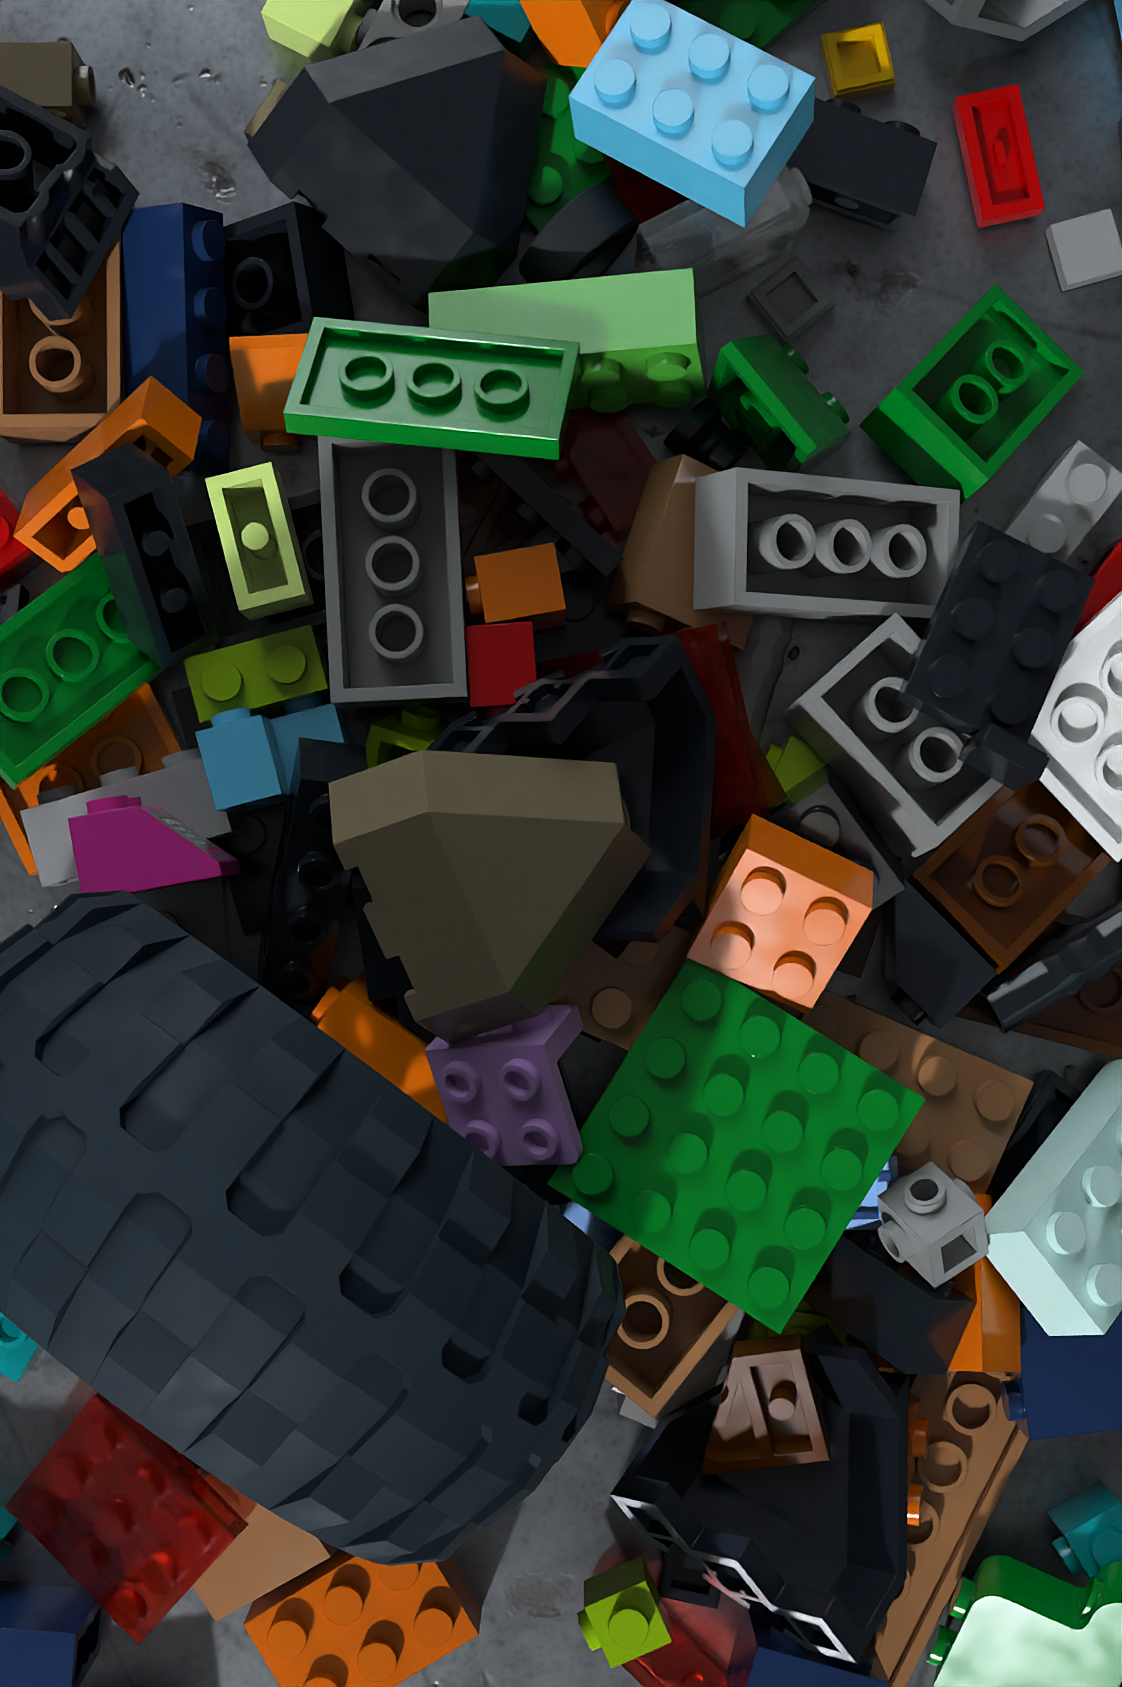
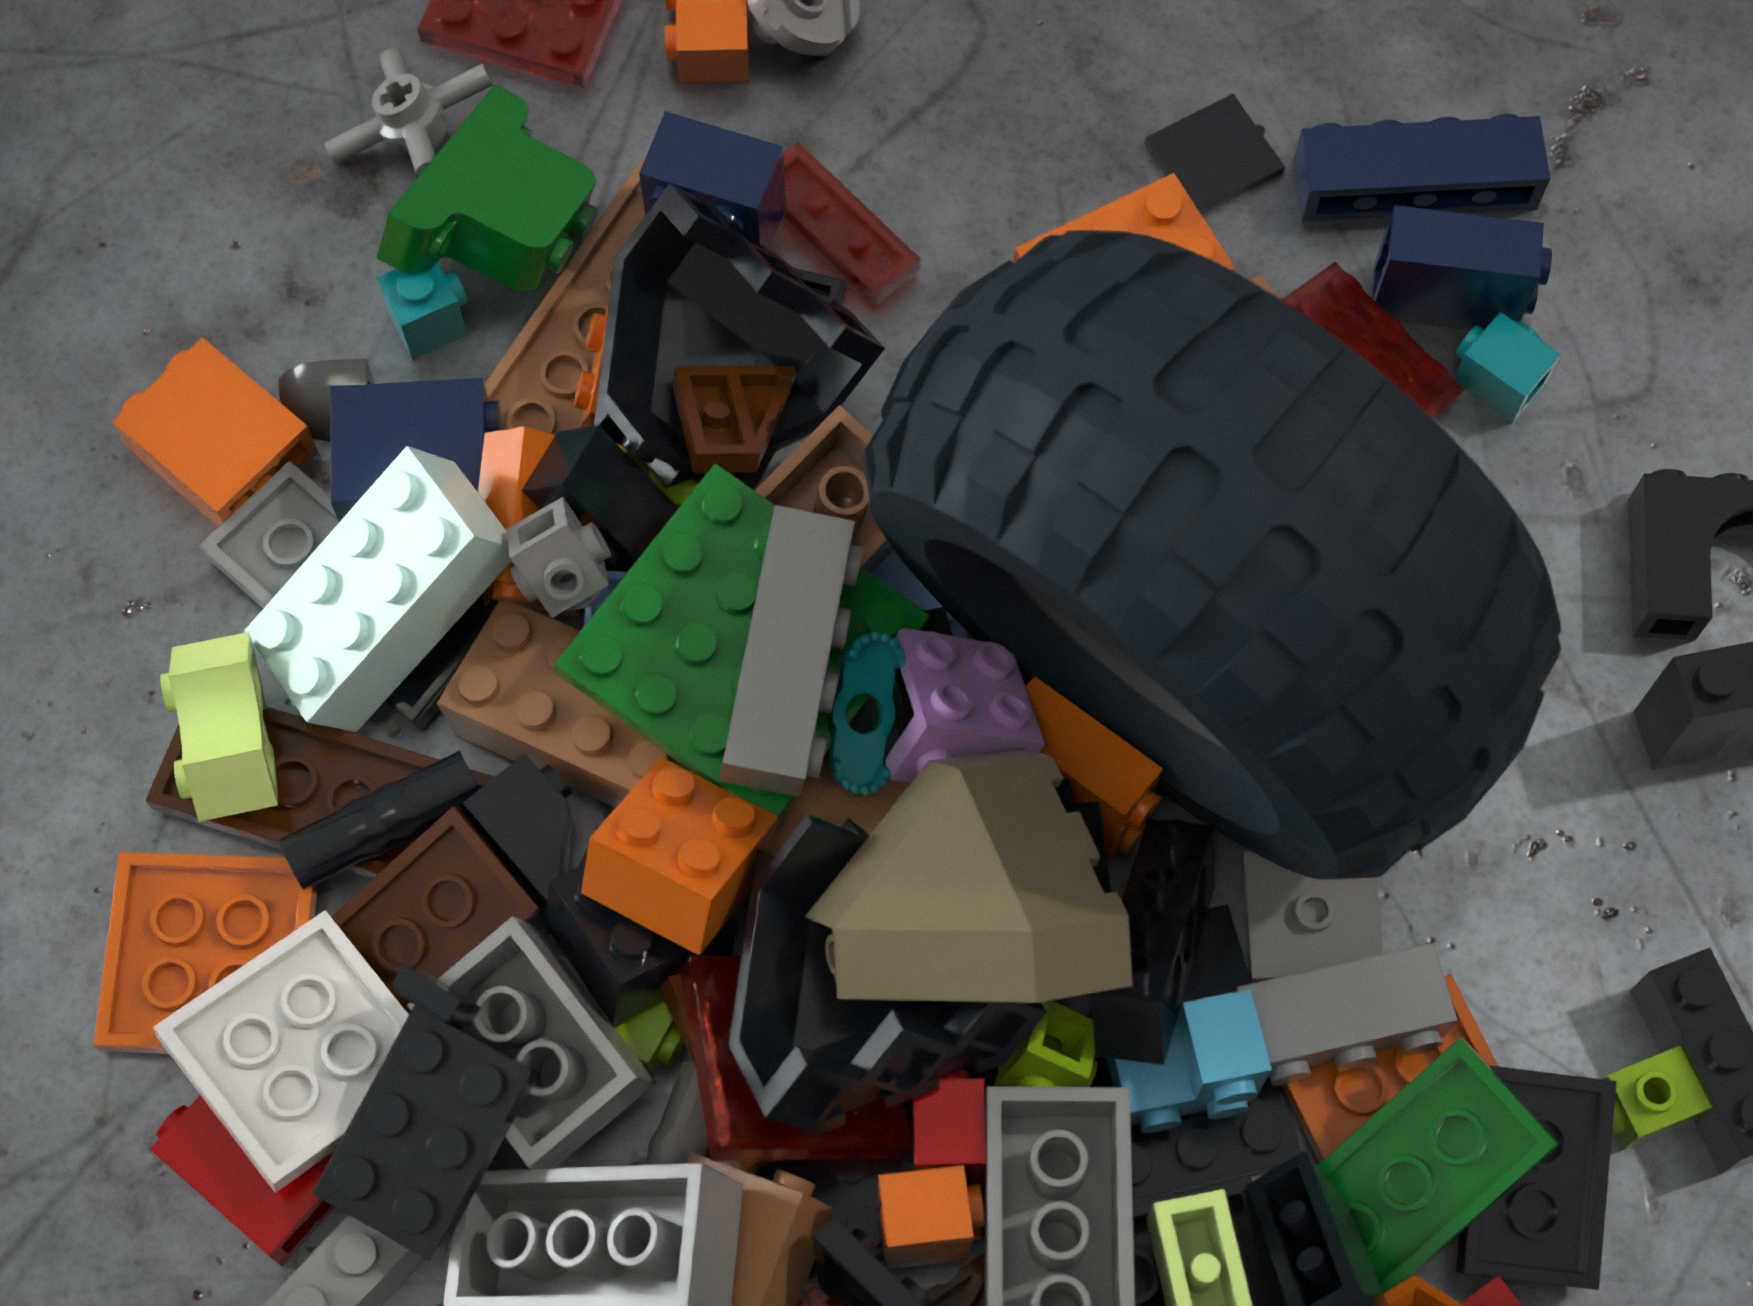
camera: 175 degrees left, 20 degrees down
(141, 849) = (1320, 950): dark pink slope -> none
(259, 674) = (1205, 1148): lime brick -> none
(610, 1026) = (869, 670): none -> teal piece
(624, 1613) = (876, 258): lime brick -> none
(687, 1123) = (788, 652): none -> light grey brick

